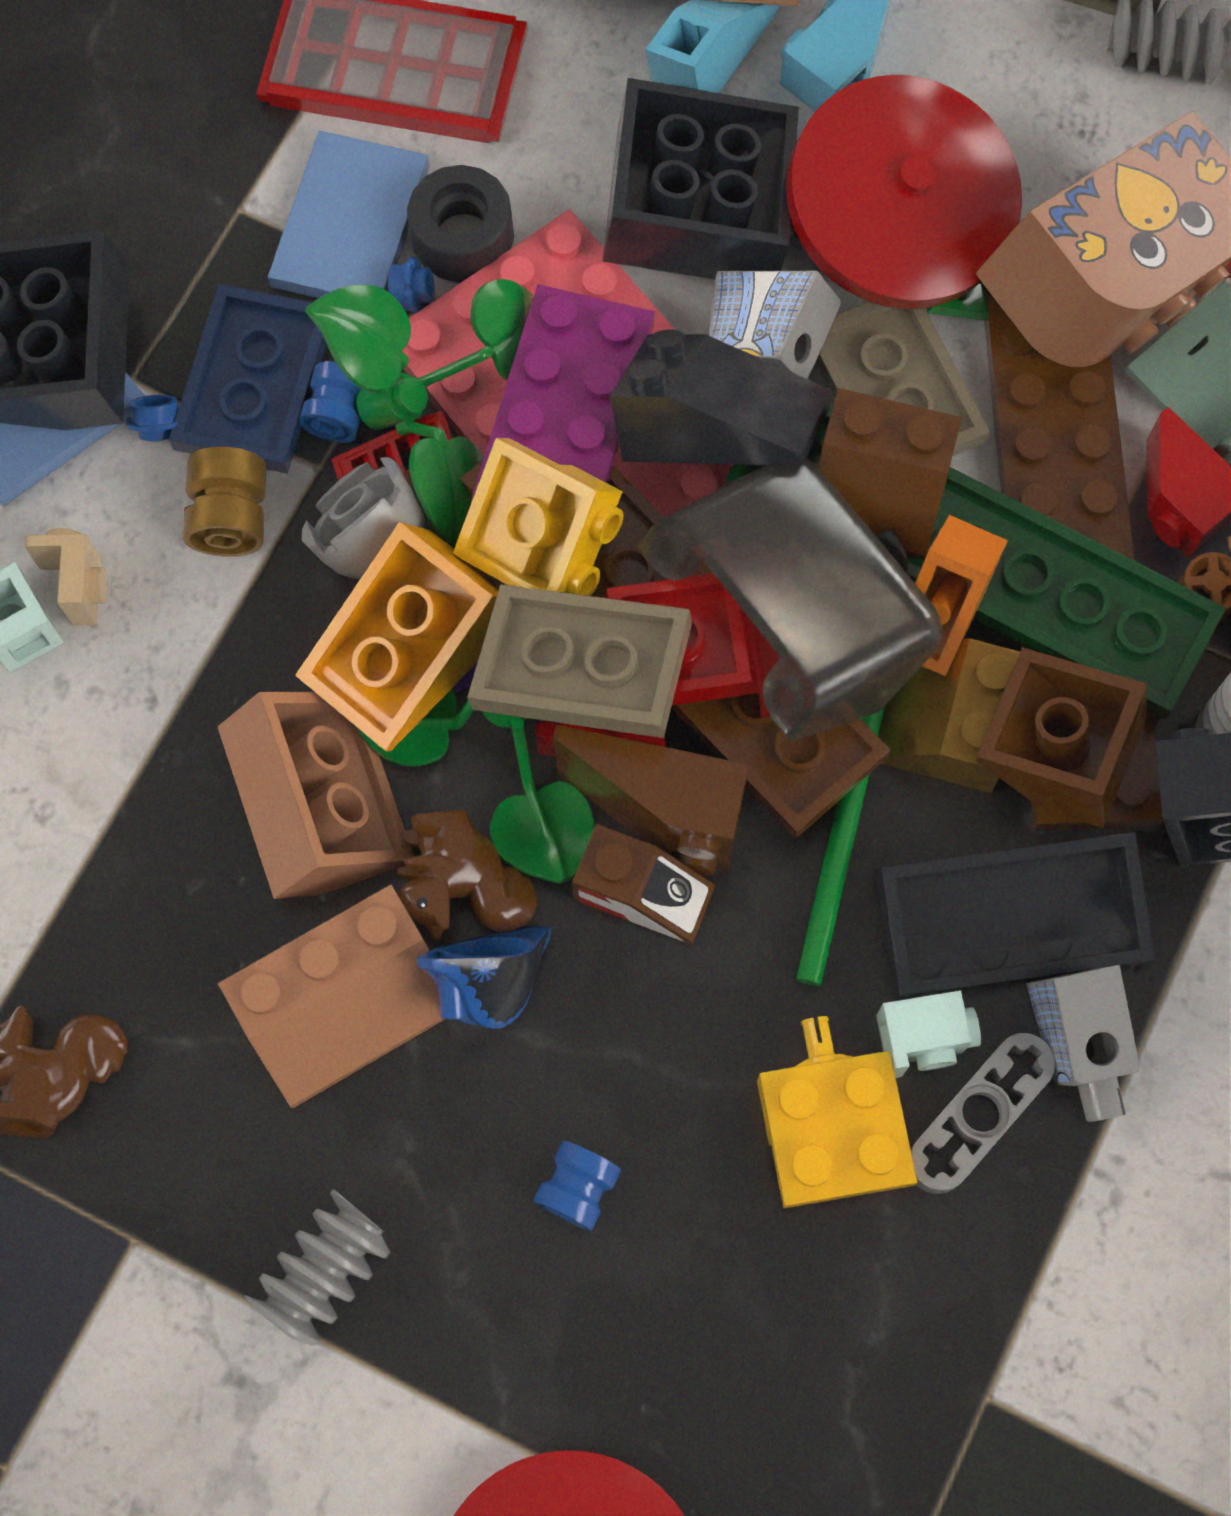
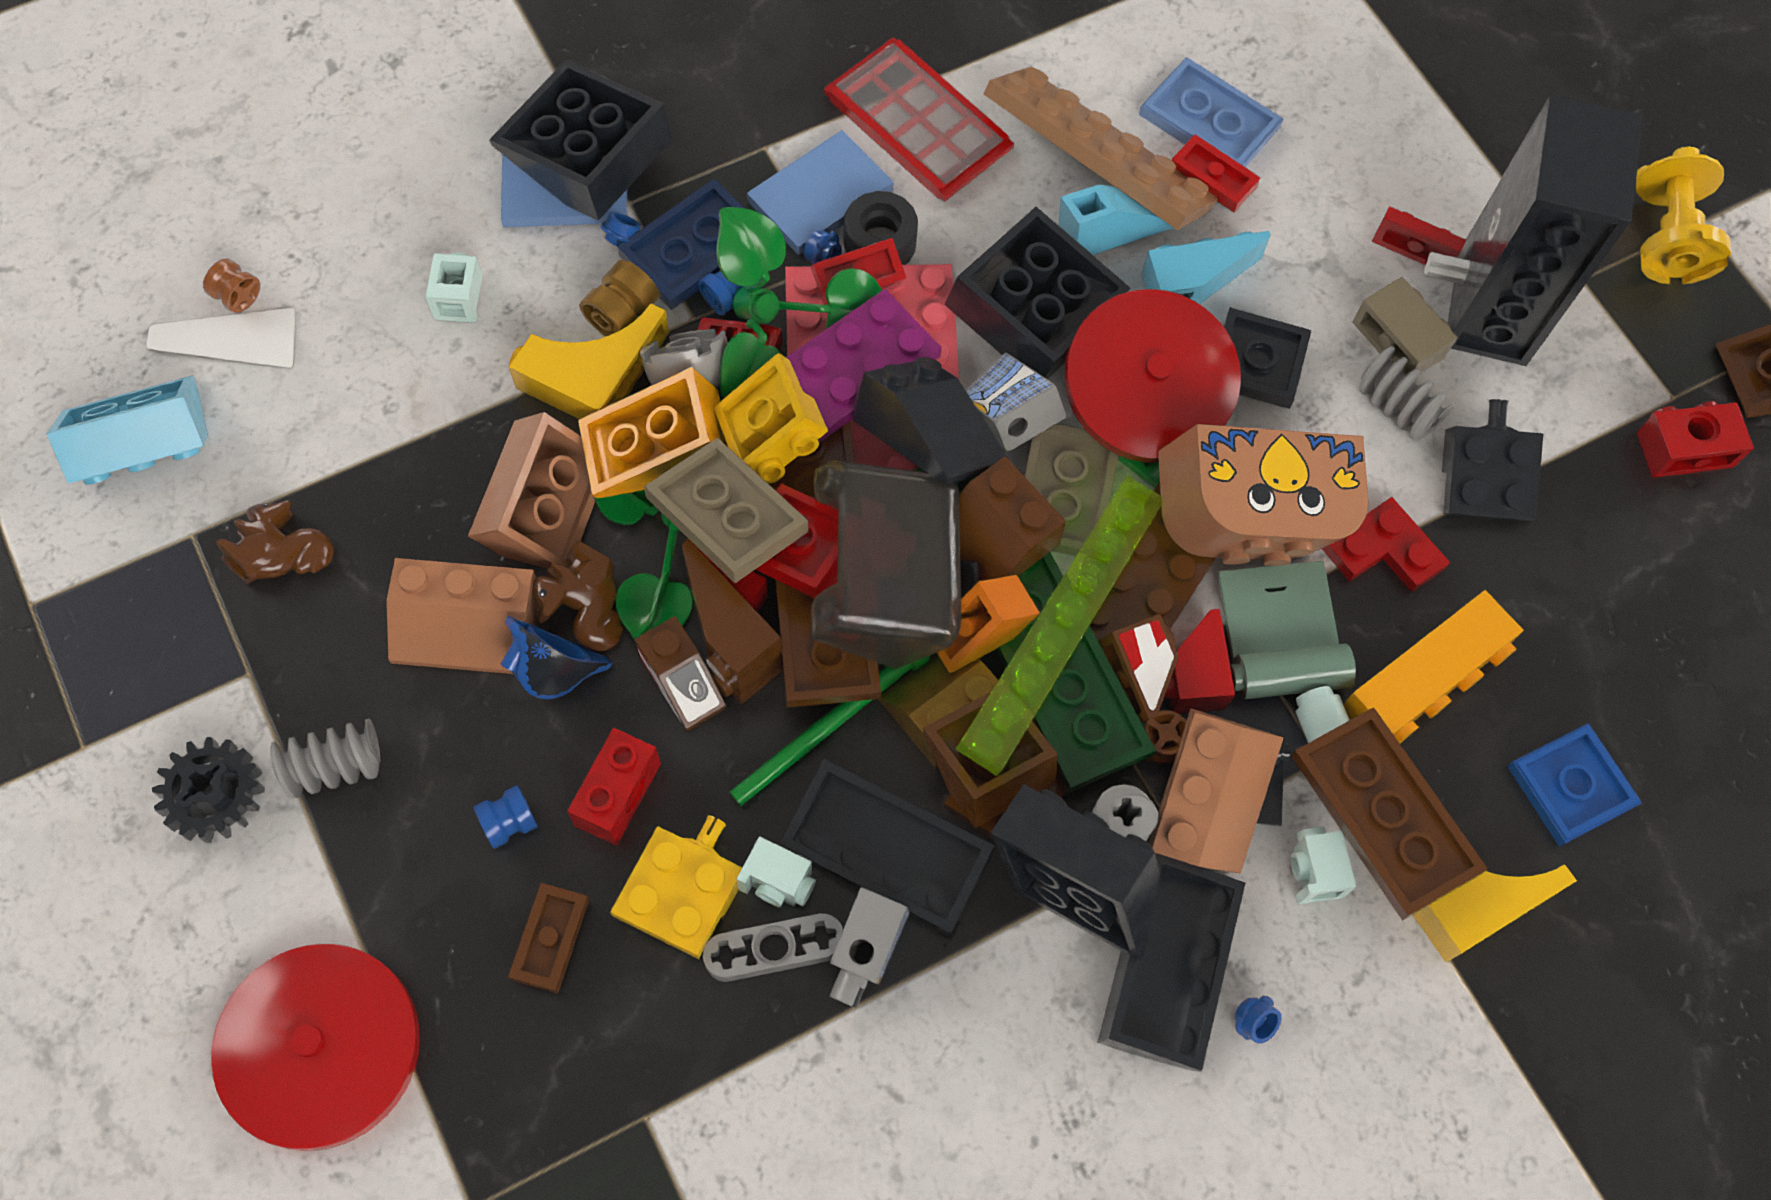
camera: 30 degrees right, 5 degrees down
(81, 578) = (510, 287): tan bracket -> none
(201, 1438) = (188, 808): none -> black gear
(254, 620) = (590, 373): none -> yellow arch
(495, 257) = (878, 260): none -> red plate
(674, 1063) = (614, 786): none -> red brick
(734, 1283) = (549, 938): none -> reddish brown plate
(1002, 82) = (1268, 355): none -> black plate
(1039, 551) = (1059, 627): none -> clear neon green plate
(1140, 519) = (1143, 662): none -> slope

